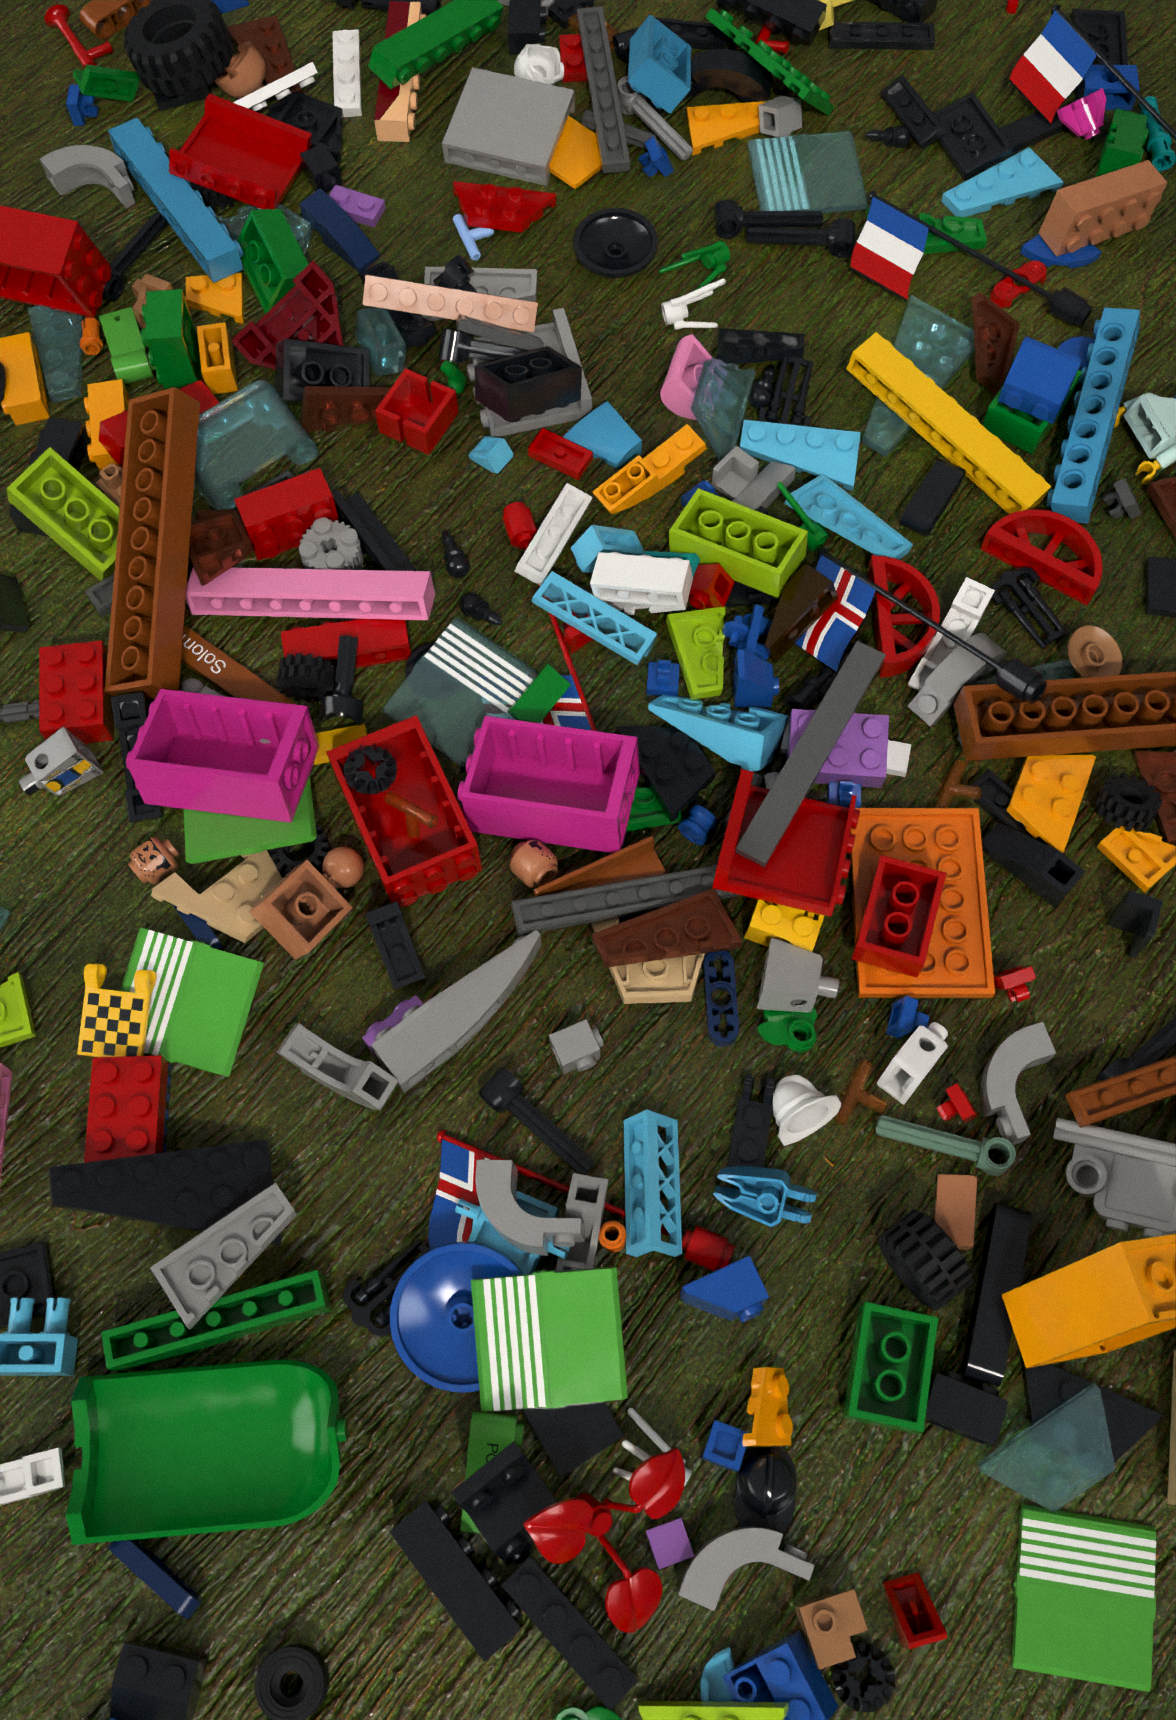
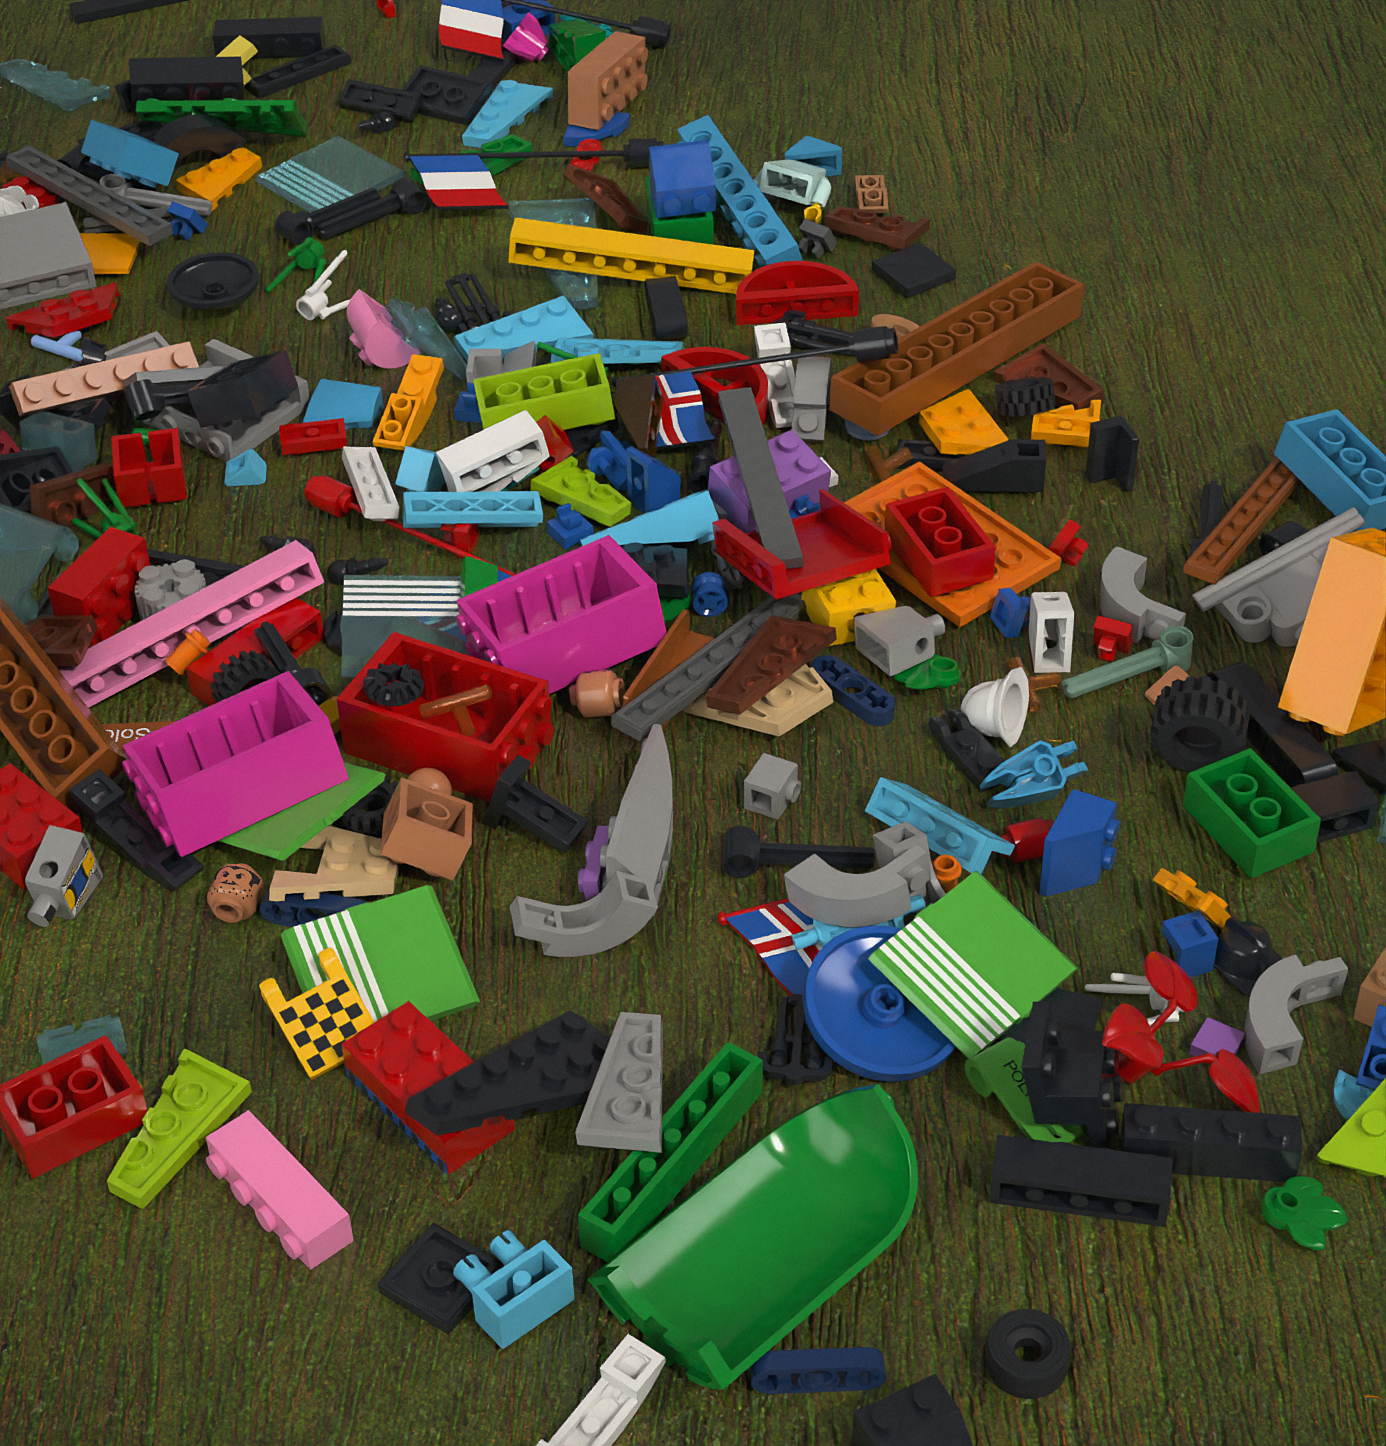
camera: 40 degrees left, 25 degrees down
(297, 616) = (188, 651): none -> orange pin
(354, 453) = (119, 521): none -> green plant
(757, 346) = (417, 286): black wing -> none
(780, 116) = (271, 146): light grey brick -> none

